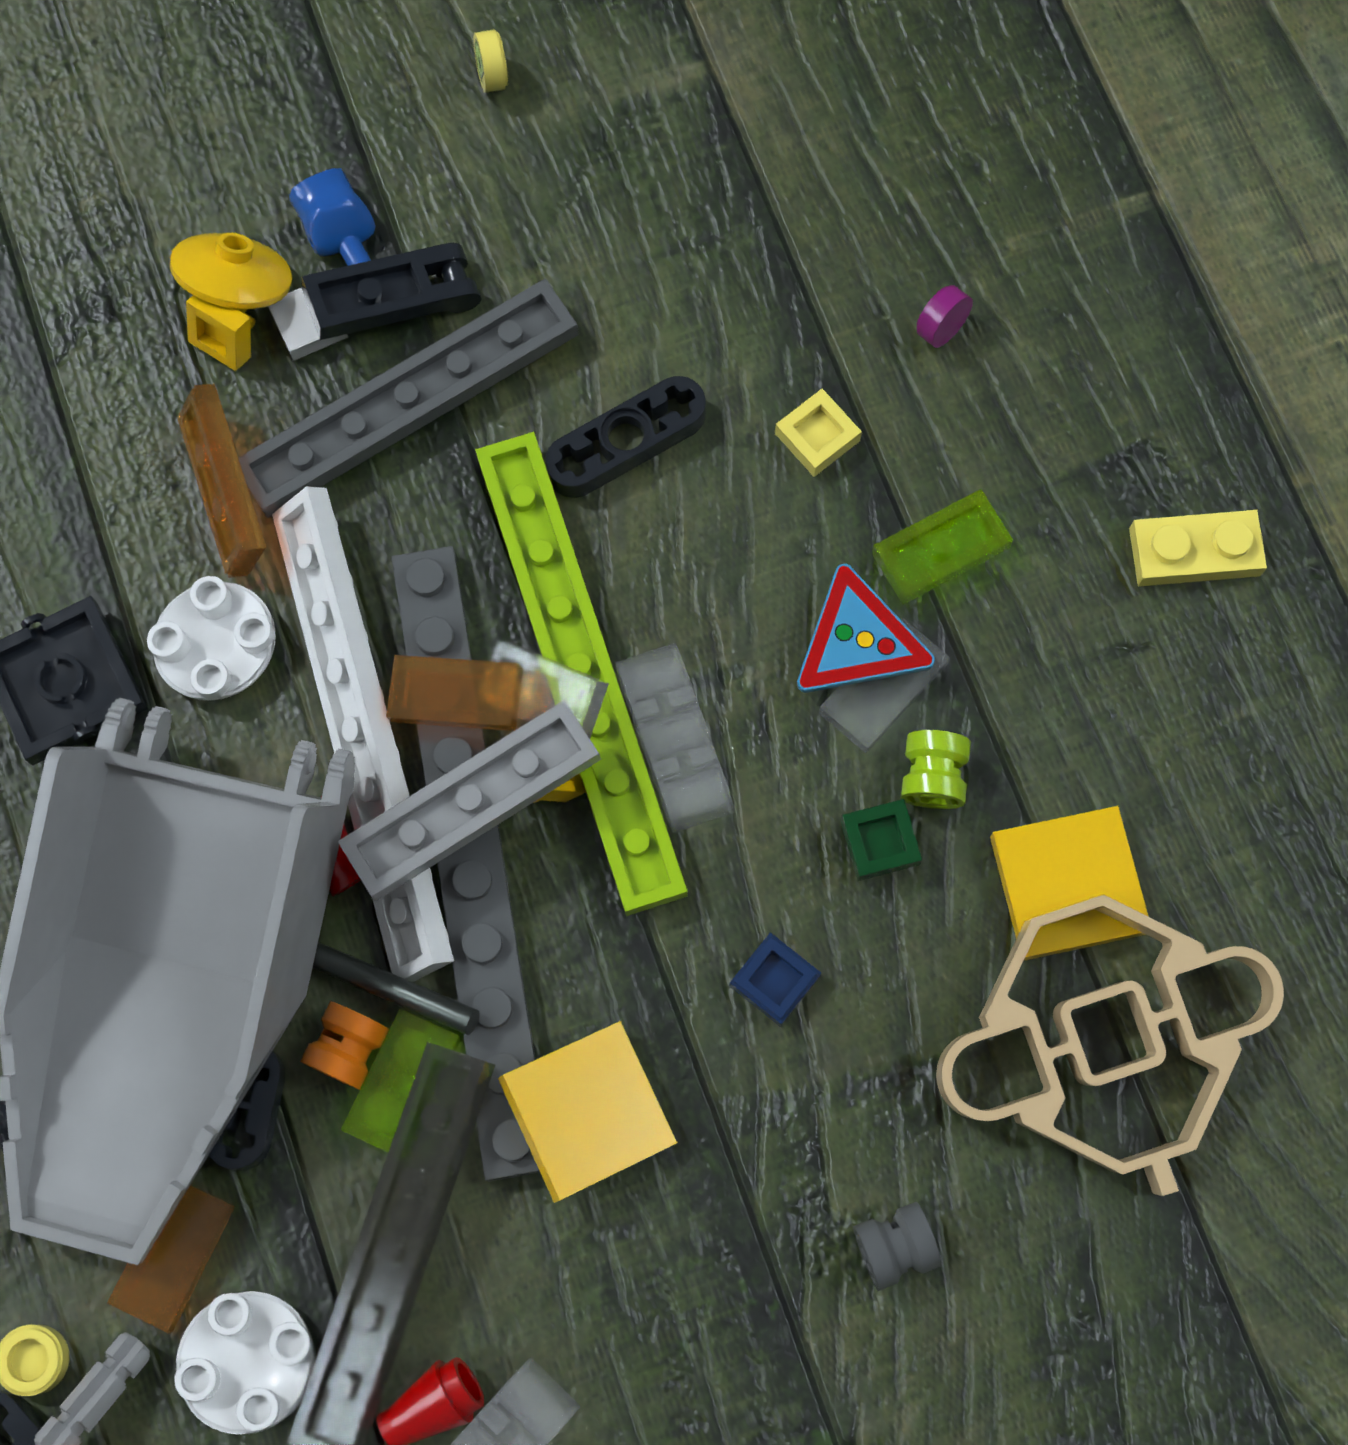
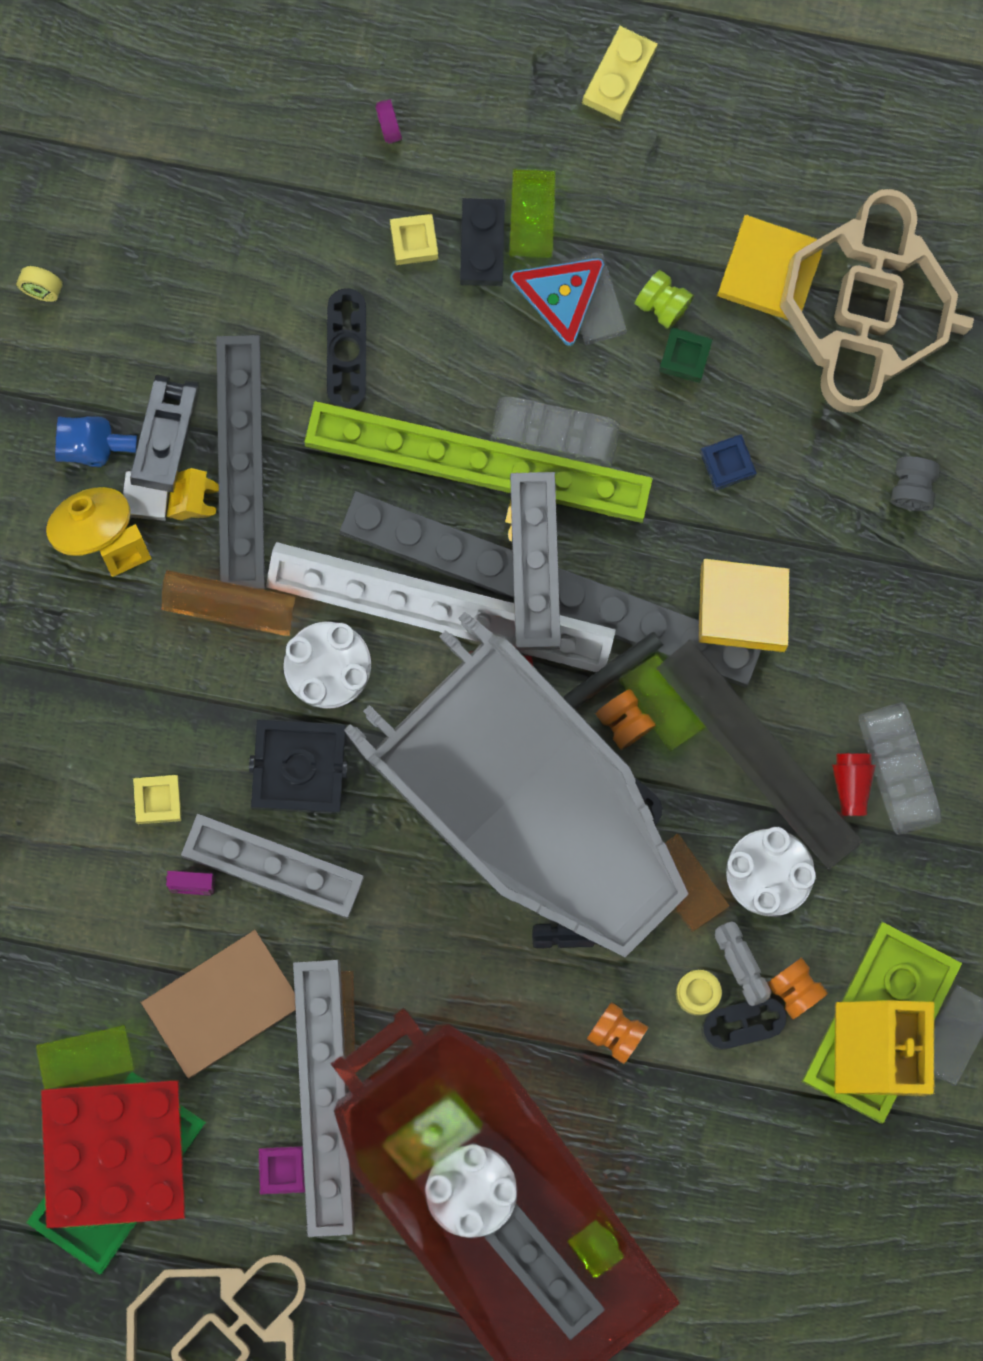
camera: 70 degrees left, 5 degrees up
(331, 360) = (189, 495): none -> yellow tile
(455, 692) = (457, 537): clear orange tile -> none
(550, 682) = (480, 489): clear tile -> none
(867, 512) = (482, 242): none -> black plate

